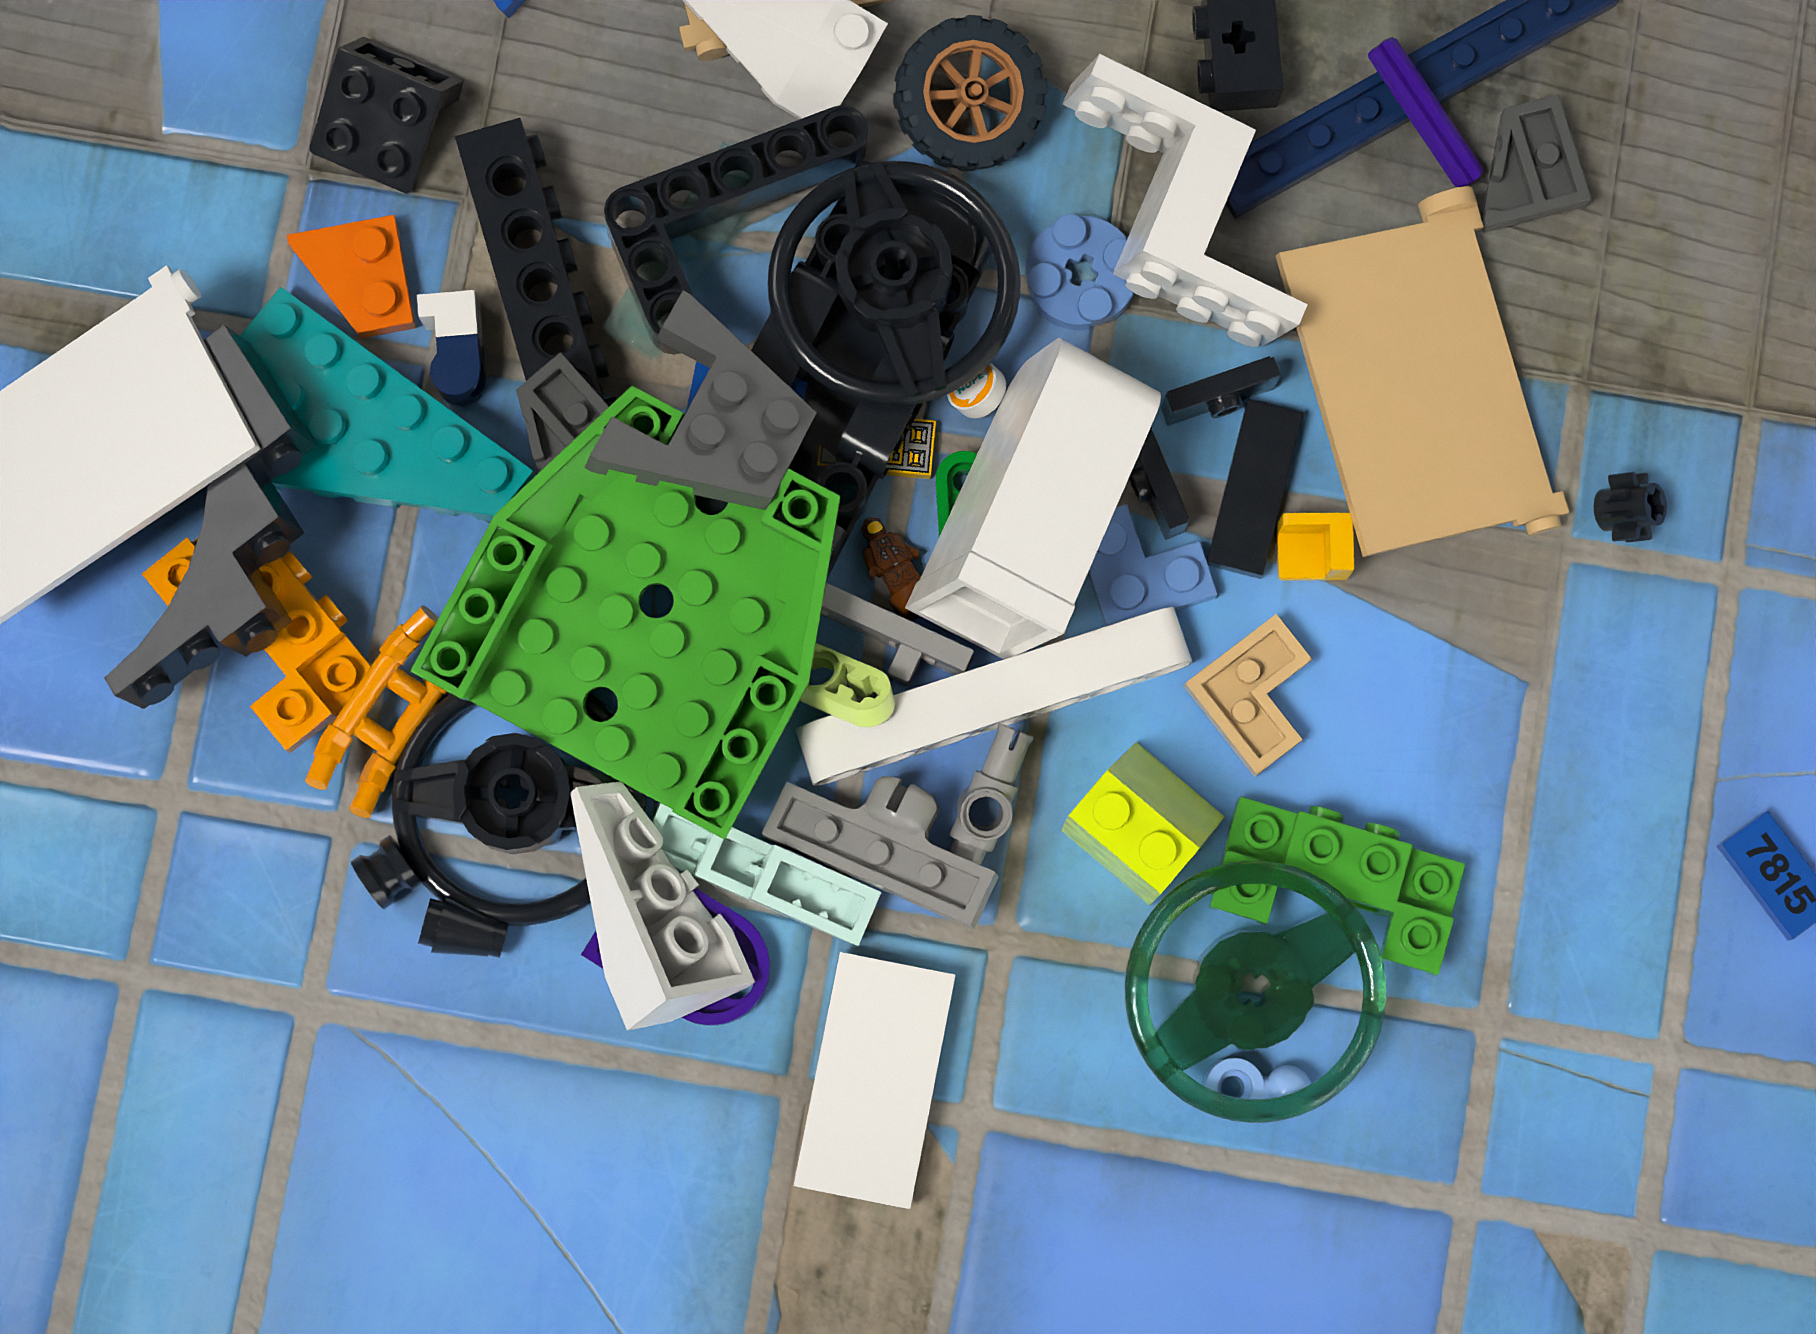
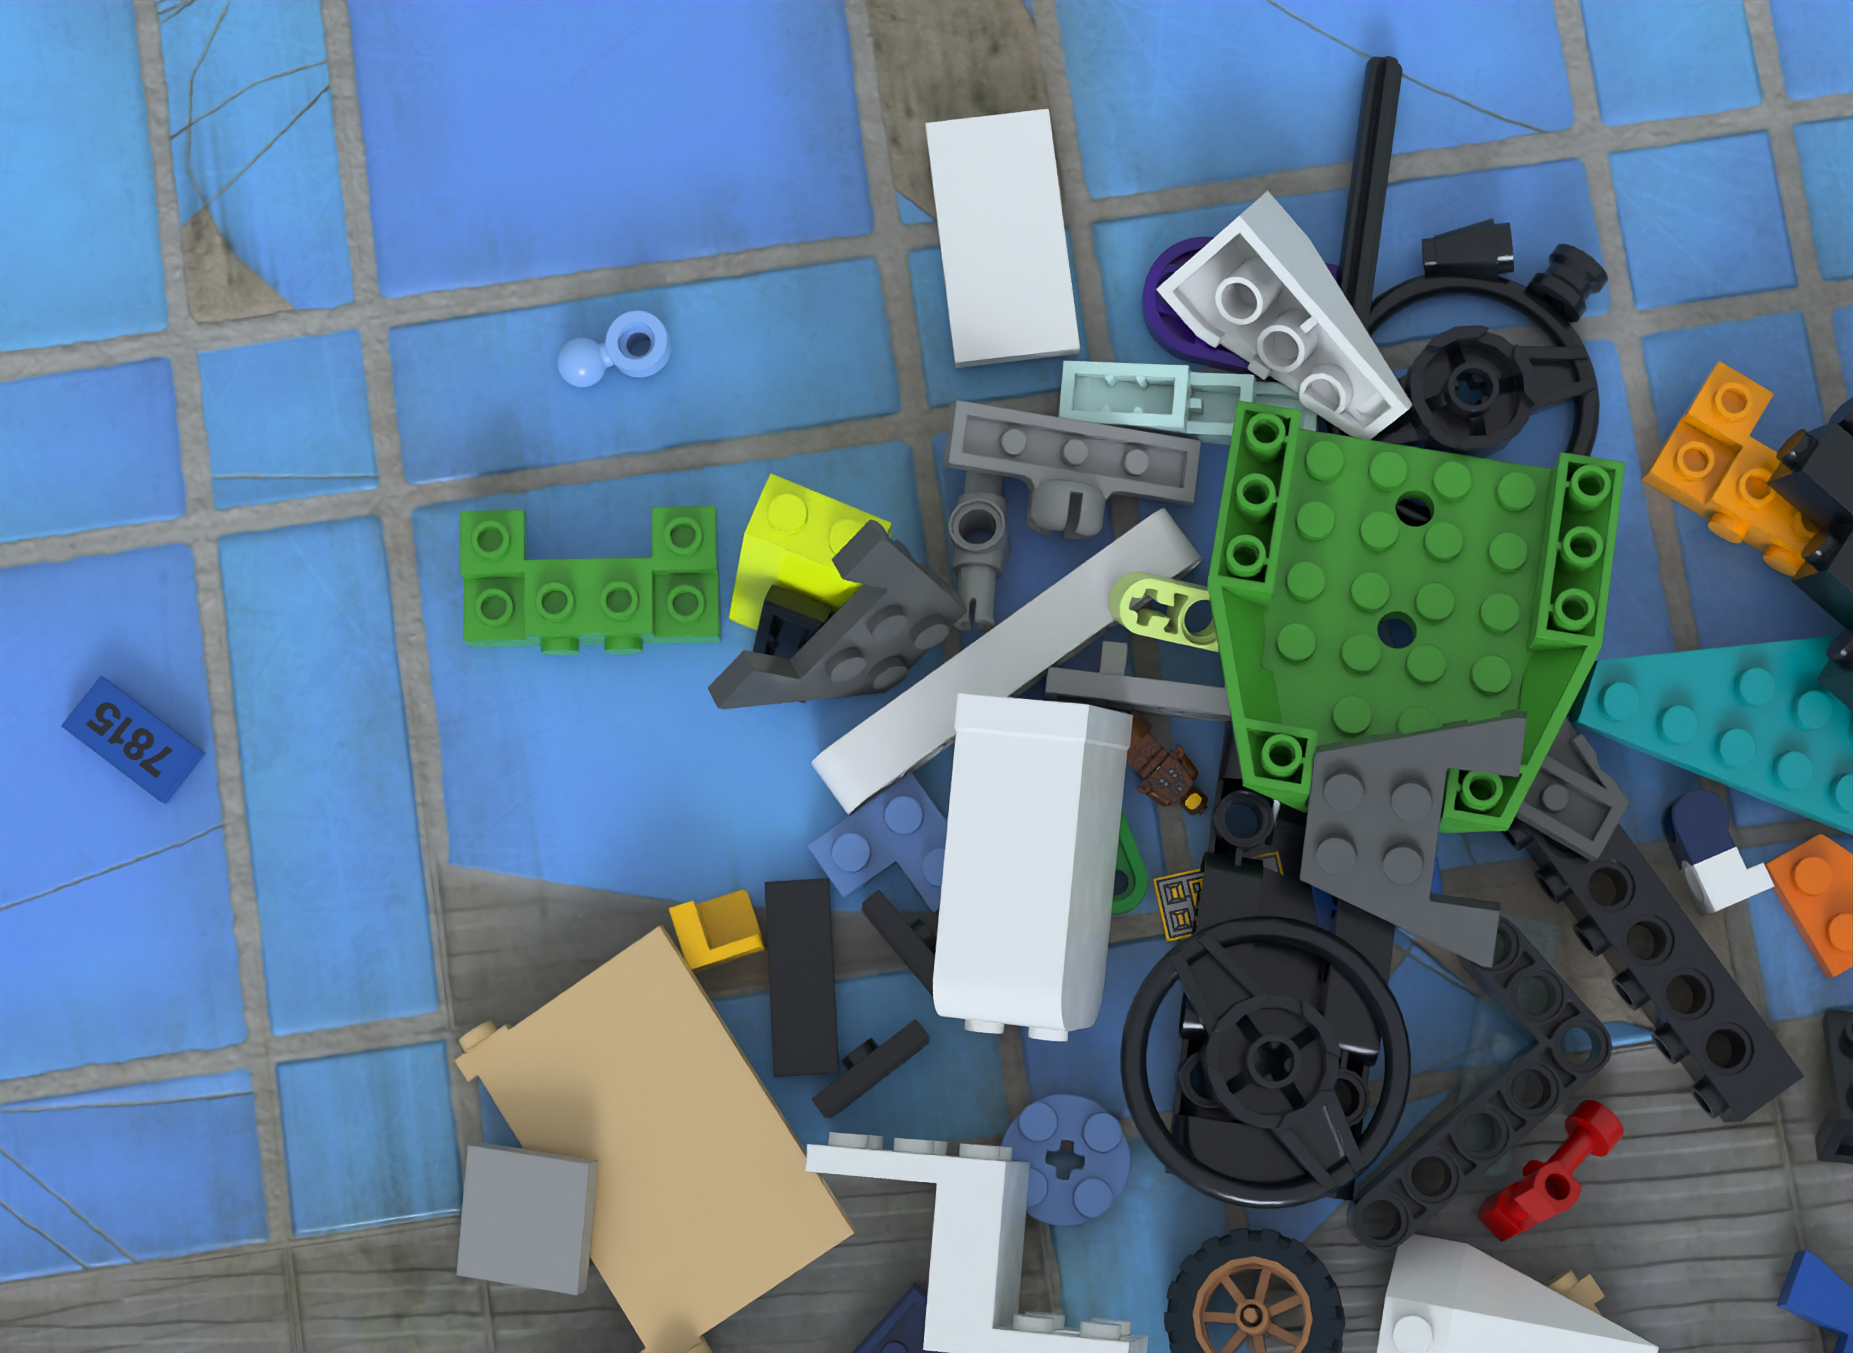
camera: 165 degrees right, 0 degrees up
(354, 722) = (1660, 417): light orange piece -> none
(530, 1018) = (1369, 183): none -> black axle
(703, 110) = (1550, 1186): none -> red bar
(980, 394) = (1124, 980): white tile -> none
(1109, 739) = (865, 643): none -> dark grey wing
(1183, 763) = (788, 622): none -> black plate
(1236, 688) = (756, 757): tan plate -> none
(1291, 964) = (671, 408): clear green piece -> none
(1544, 359) = (527, 1218): none -> light grey tile
(1630, 507) = (389, 1081): black gear -> none

